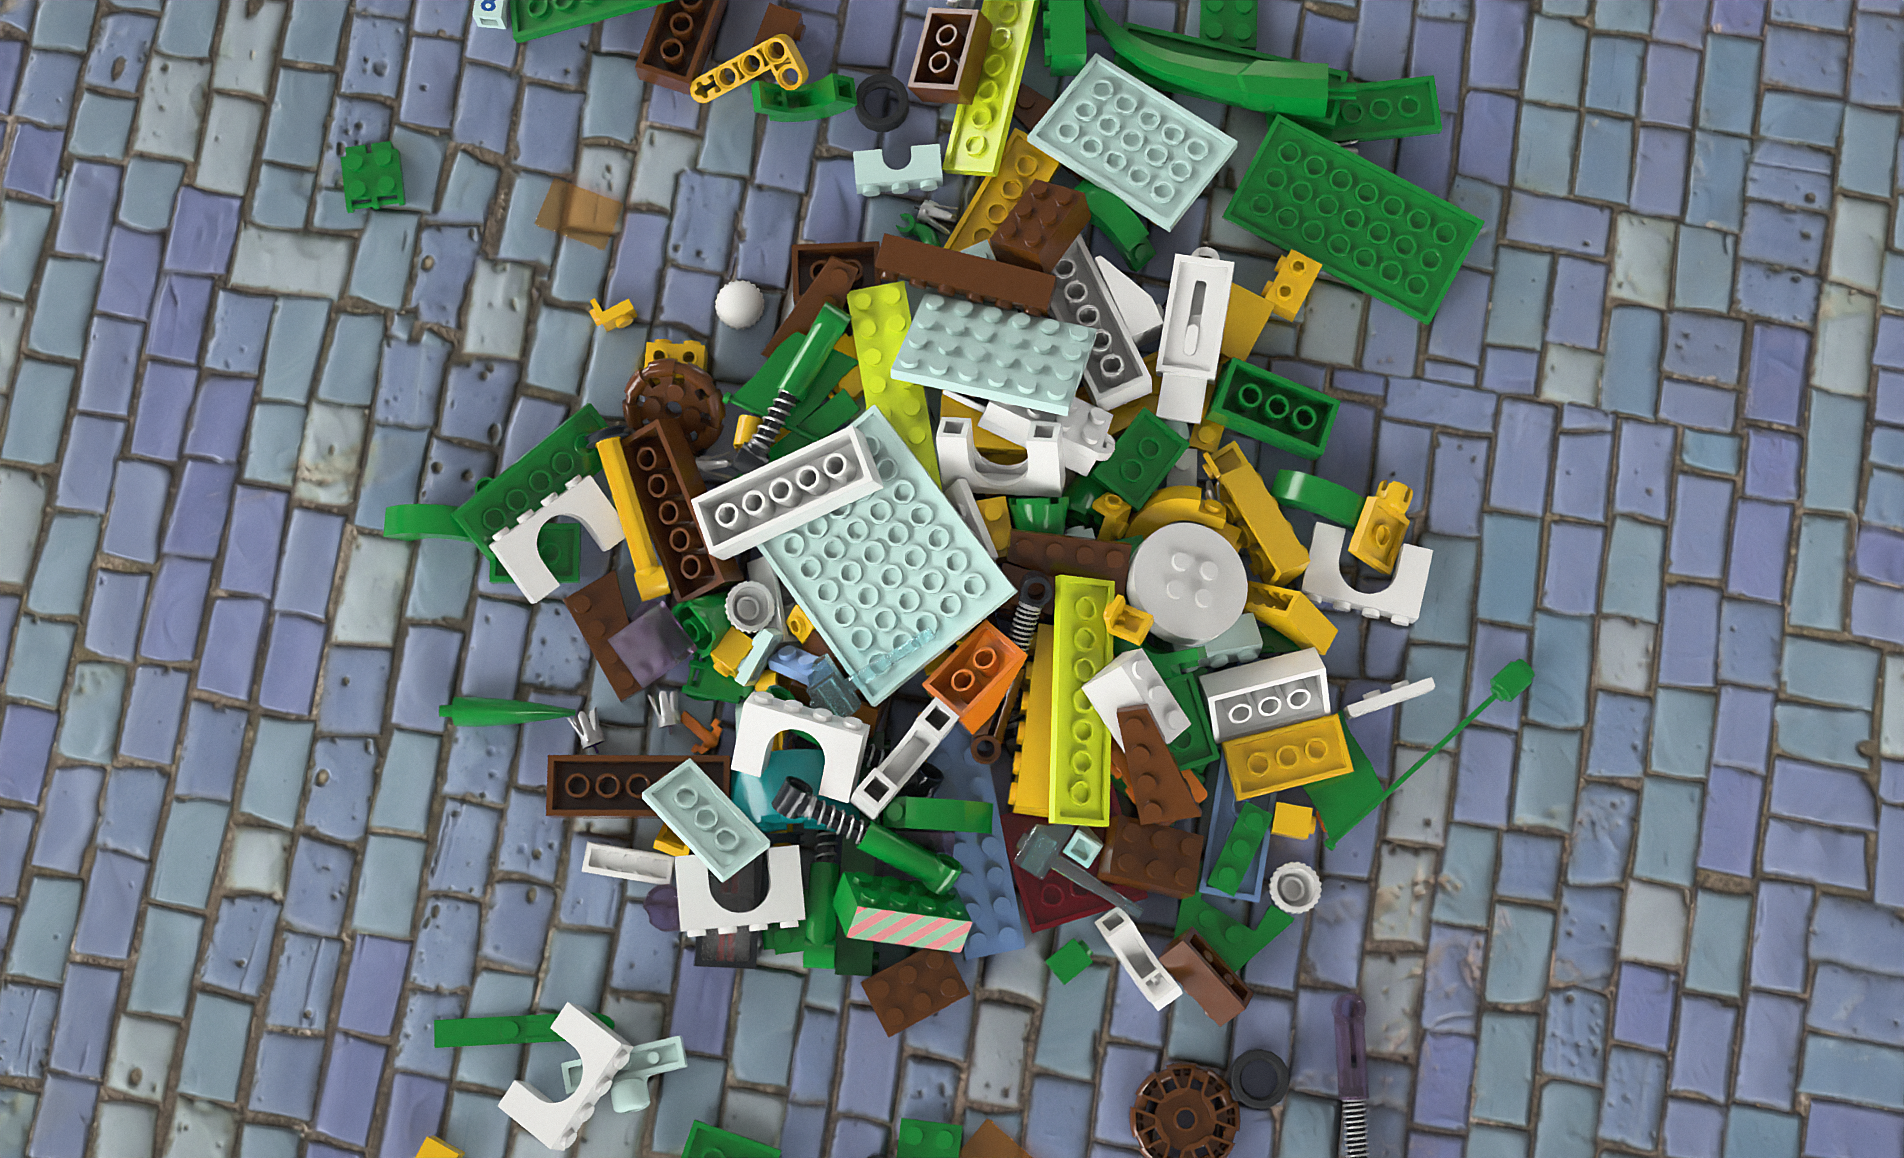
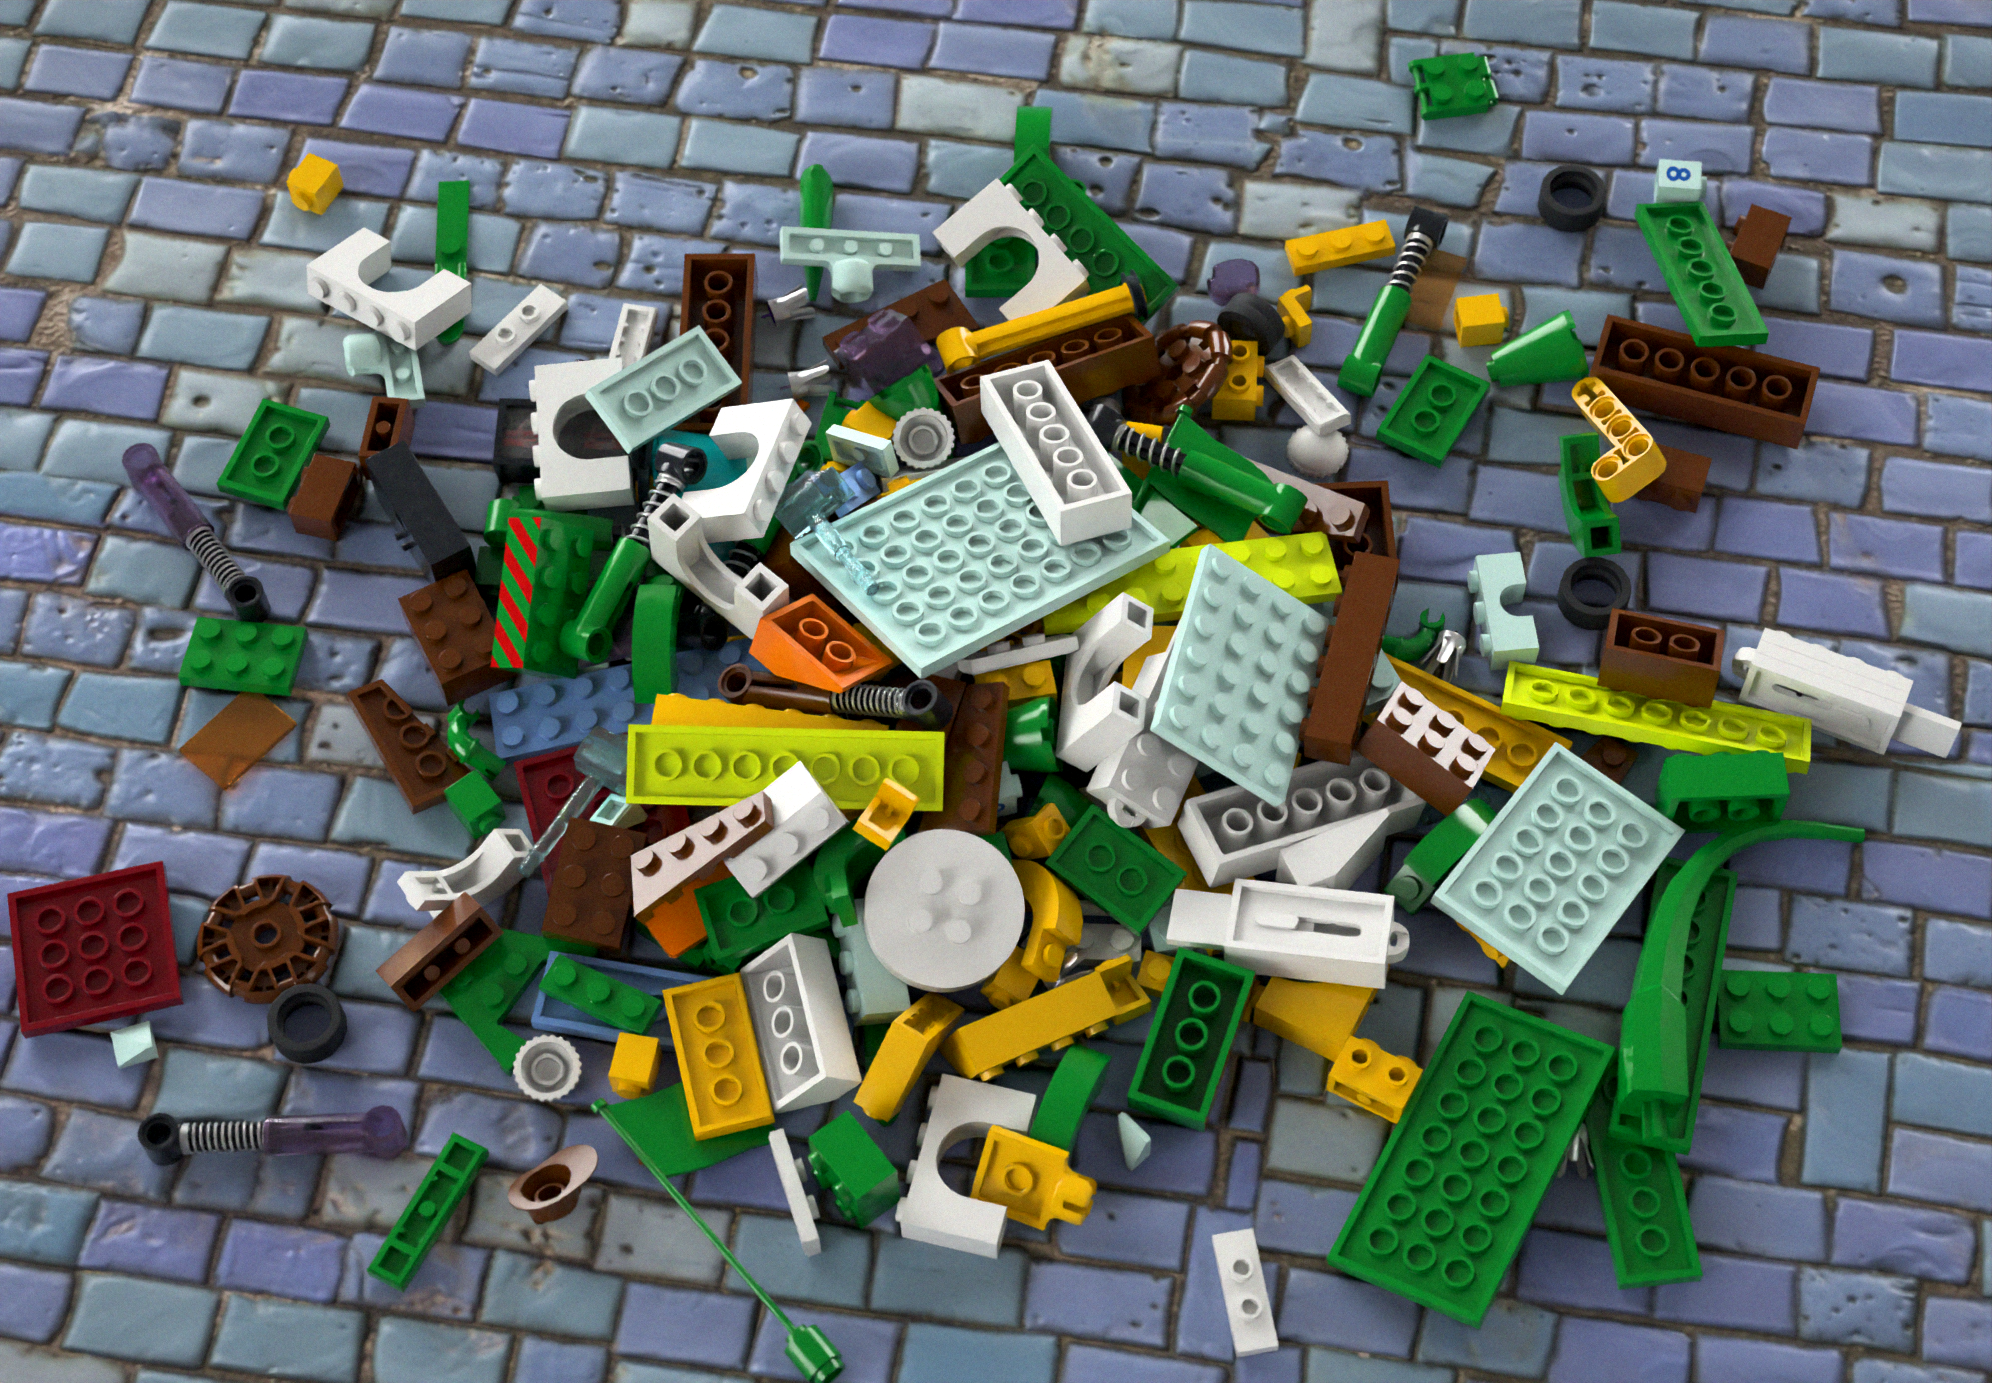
camera: 90 degrees right, 20 degrees down
(494, 69) = (1577, 178): none -> black tyre
(539, 277) = (1340, 247): none -> yellow plate
(543, 677) = (850, 256): none -> light aqua plate
(580, 360) = (1233, 278): none -> clear purple hair
(600, 962) = (518, 330): none -> white plate
(622, 169) = (1480, 320): none -> yellow brick
(627, 347) = (1252, 319): none -> black tyre
(663, 123) = (1541, 355): none -> green cone
(667, 262) = (1365, 364): none -> green piece
(694, 307) = (1307, 395): none -> white plate
(708, 211) = (1433, 411): none -> green plate
(721, 1064) = (387, 424): none -> reddish brown brick
(774, 1115) = (324, 497): none -> reddish brown brick
(809, 1024) = (419, 514): none -> black brick
(1020, 973) = (468, 748): none -> green piece
(1020, 1016) = (407, 747): none -> reddish brown wing
(1343, 457) = (1133, 1141): none -> light aqua slope
(1384, 648) = (853, 1170): none -> green brick
(1390, 874) = (555, 1185): none -> reddish brown piece
(1409, 970) = (428, 1212): none -> green plate
(1450, 383) = (1245, 1292): none -> white plate

